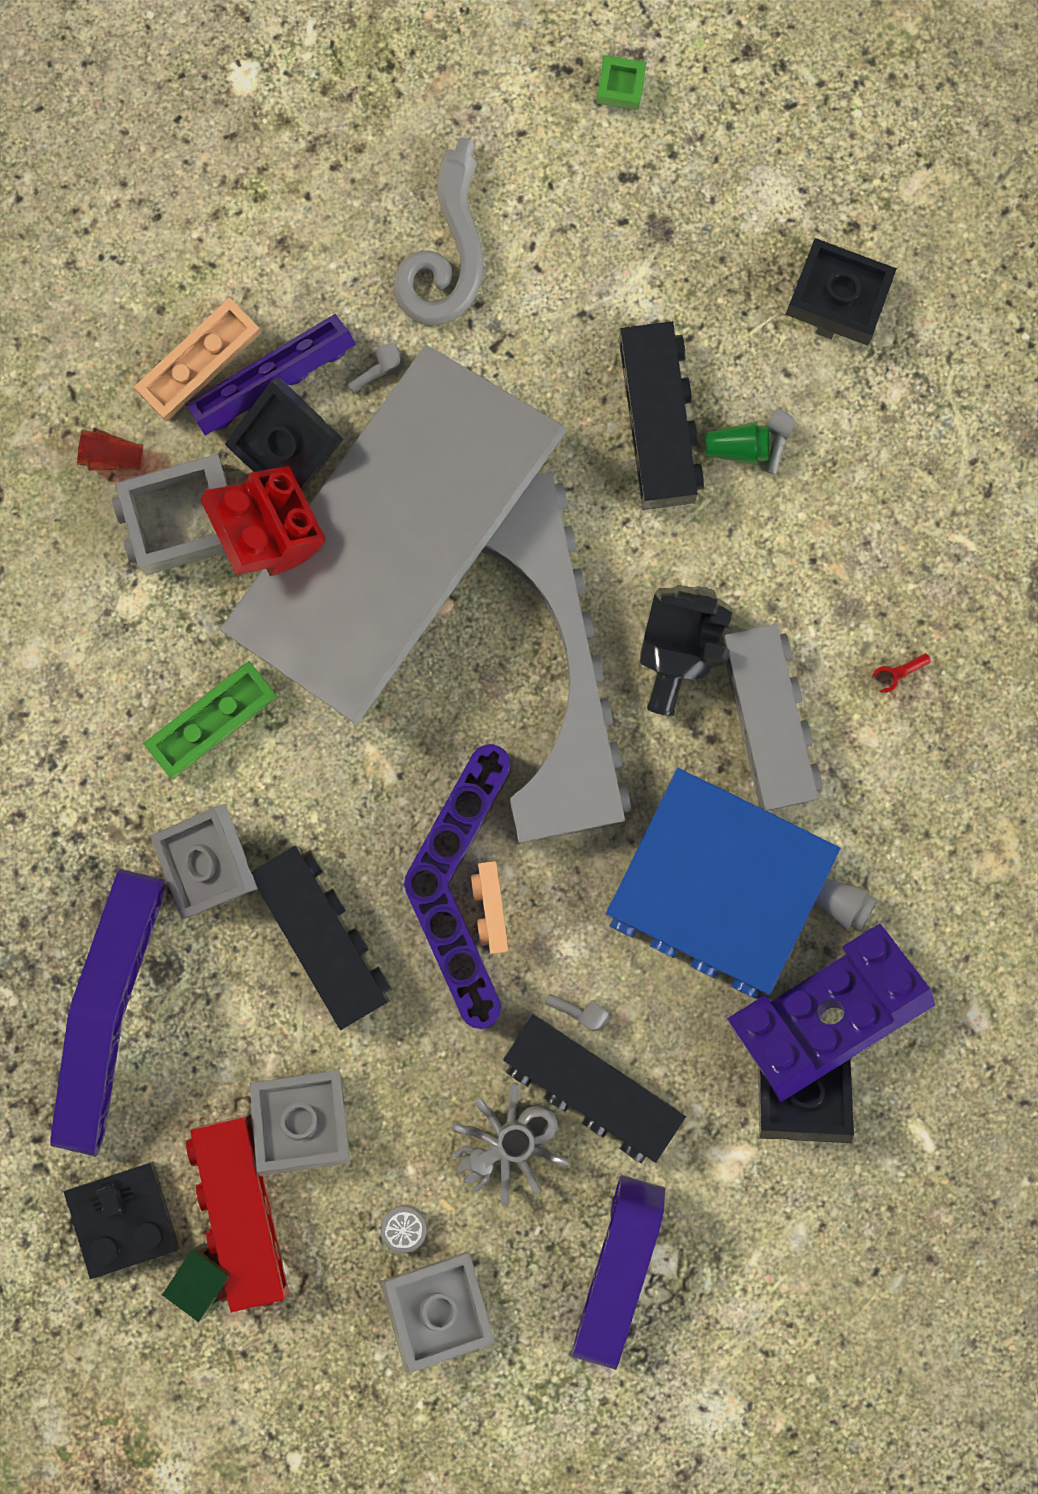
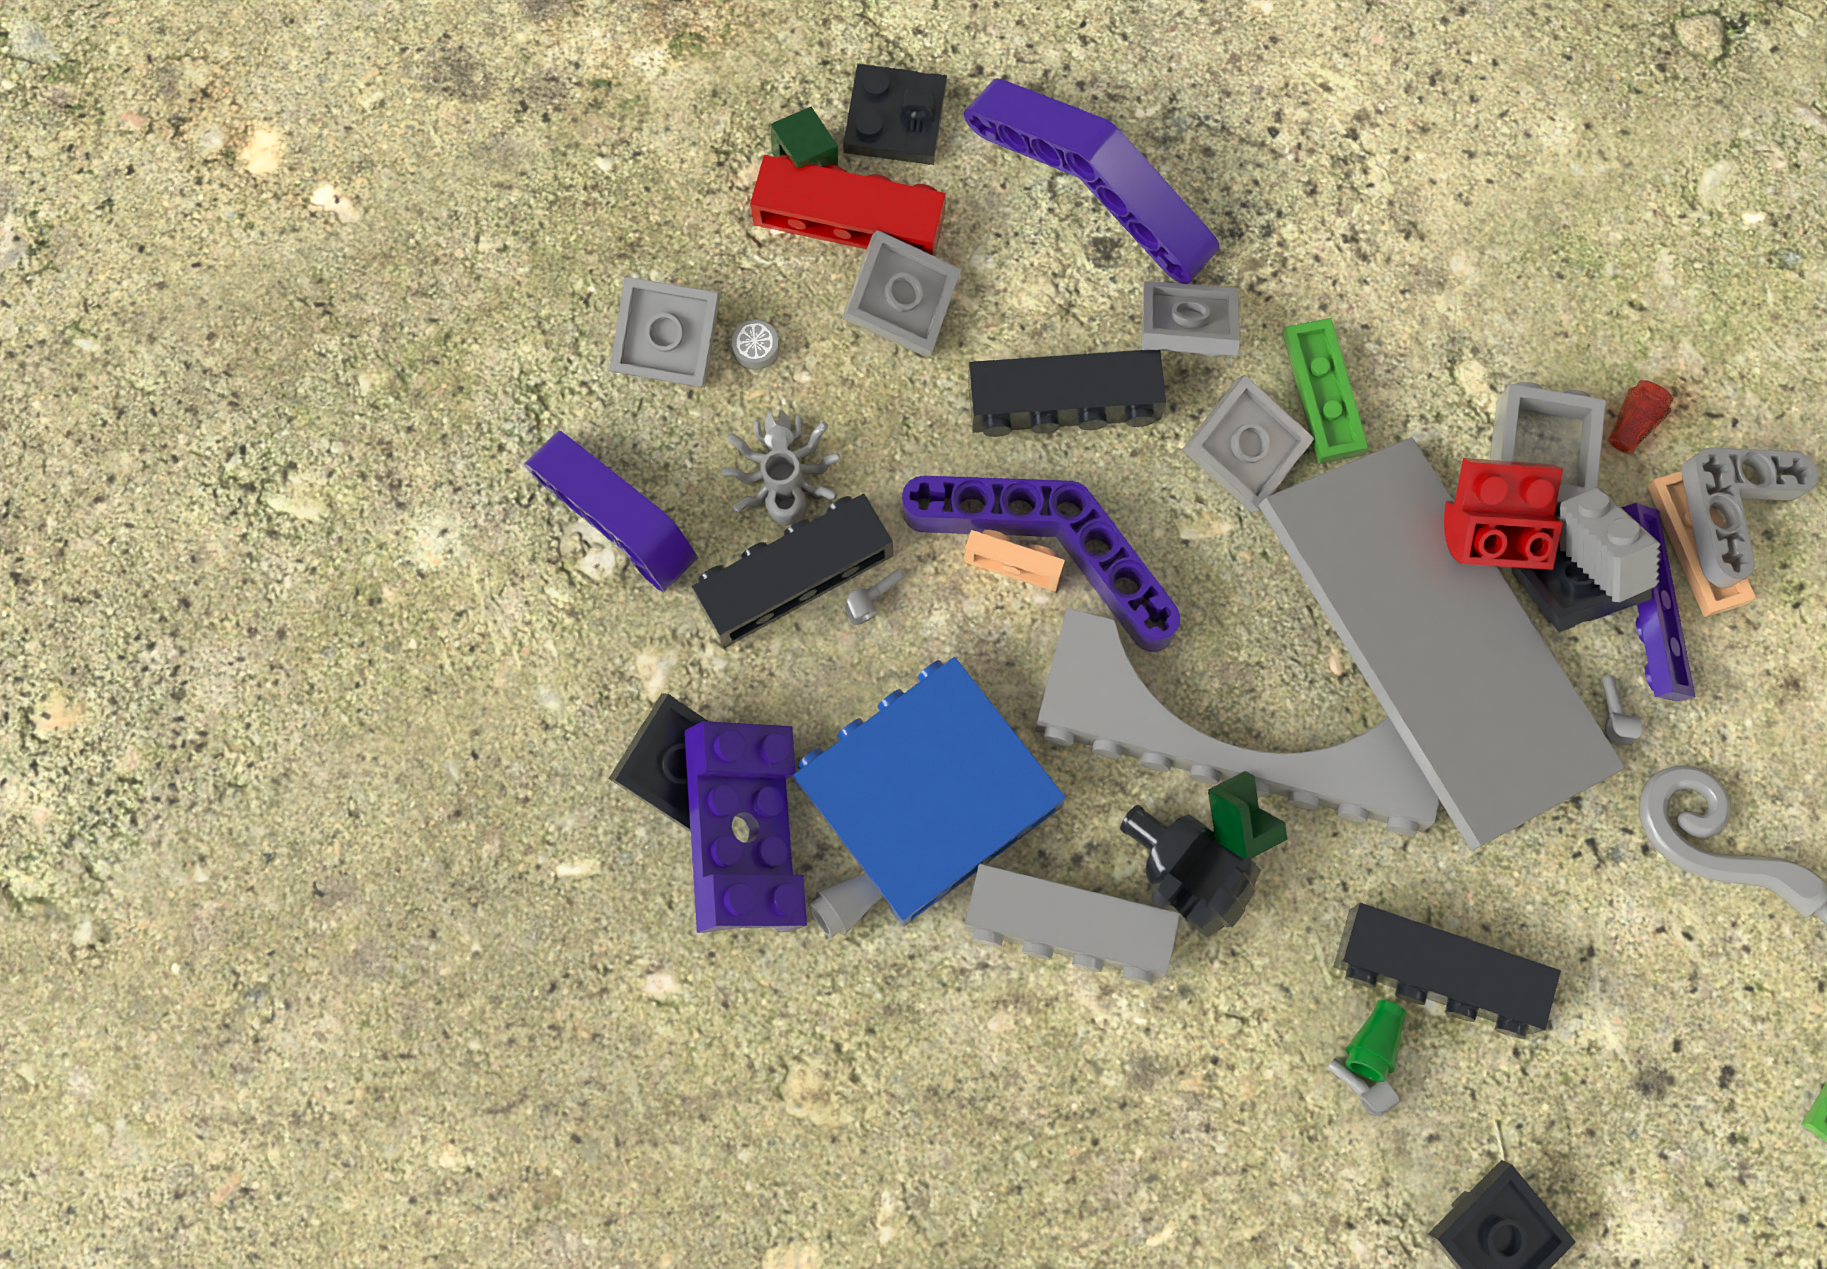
camera: 115 degrees right, 10 degrees down
(141, 355) = (1721, 475): none -> light grey beam
(252, 428) = (1608, 545): none -> light grey brick
(294, 761) = (1248, 443): none -> light grey hinge
(625, 619) = (1240, 821): none -> dark green panel
(902, 670) = (1053, 1089): red hand -> none

